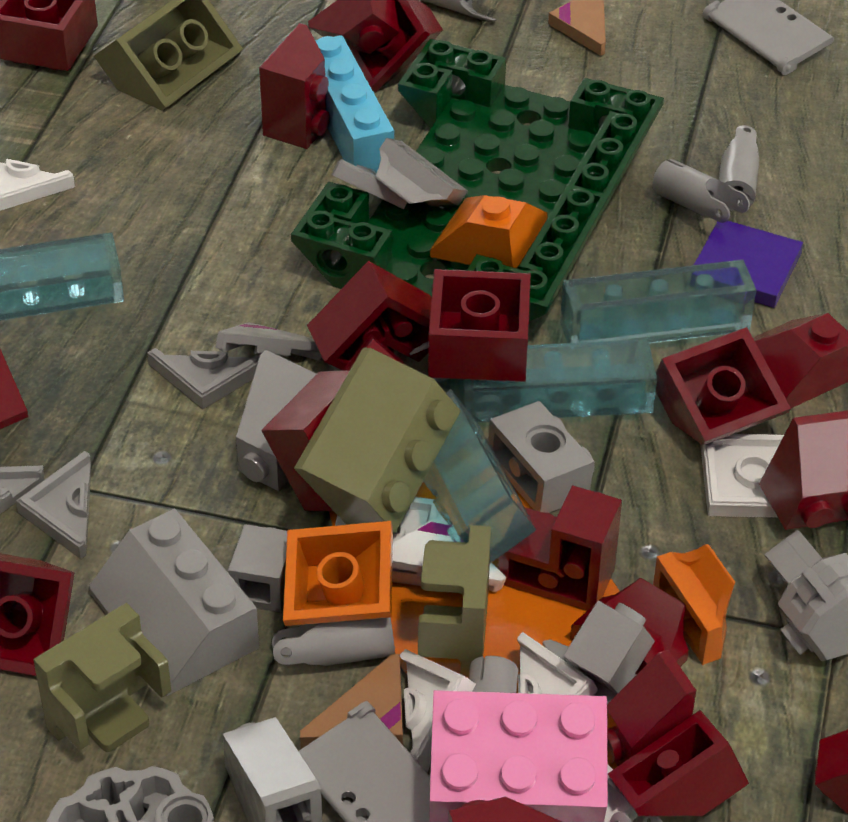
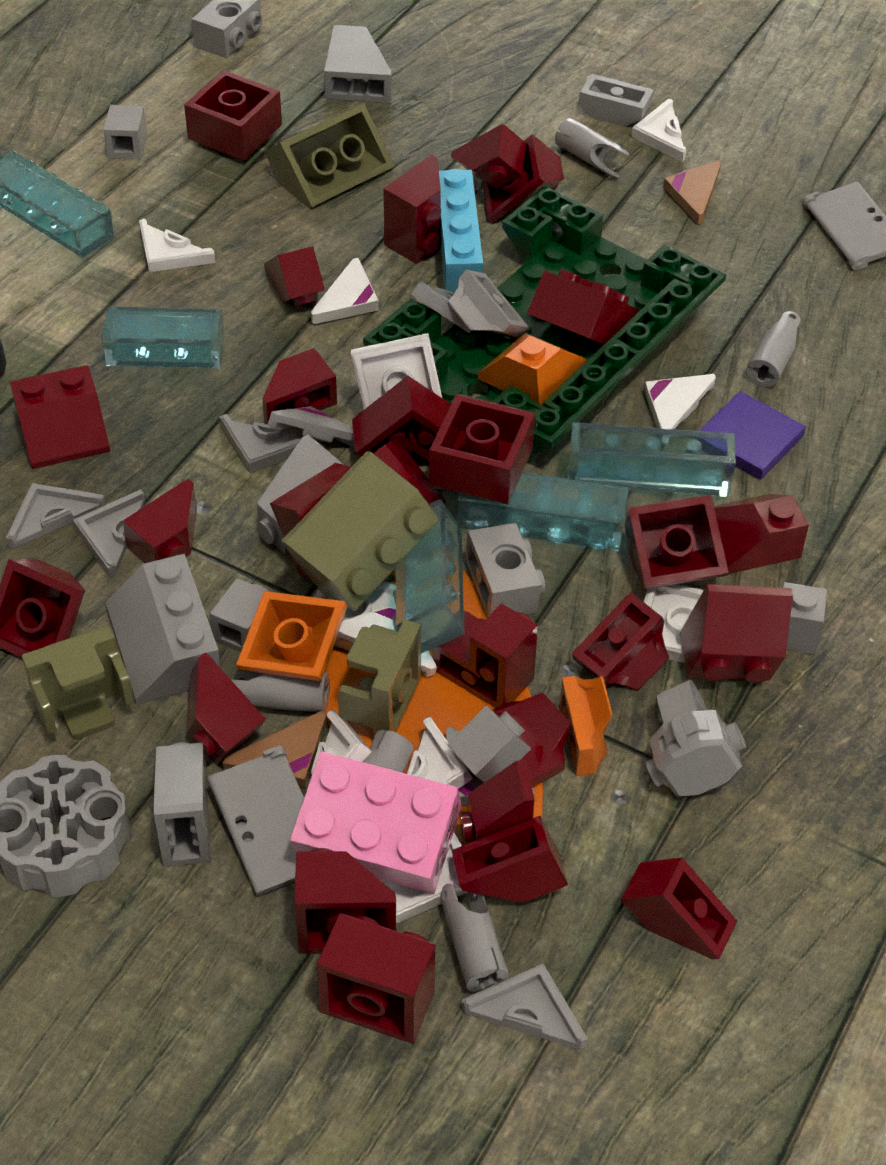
camera: 15 degrees right, 5 degrees up
(128, 486) = (164, 525): none -> dark red slope
(180, 182) = (296, 276): none -> dark red slope
(231, 297) = (300, 383): none -> dark red slope
(244, 196) = (347, 296): none -> white tile
(277, 675) = (219, 711): none -> dark red slope
(336, 255) = (387, 363): none -> white tile
(522, 158) = (581, 305): none -> dark red slope
(651, 239) = (676, 398): none -> white tile
(697, 191) = (728, 362): light grey piece -> none
(707, 508) = (625, 645): none -> dark red slope

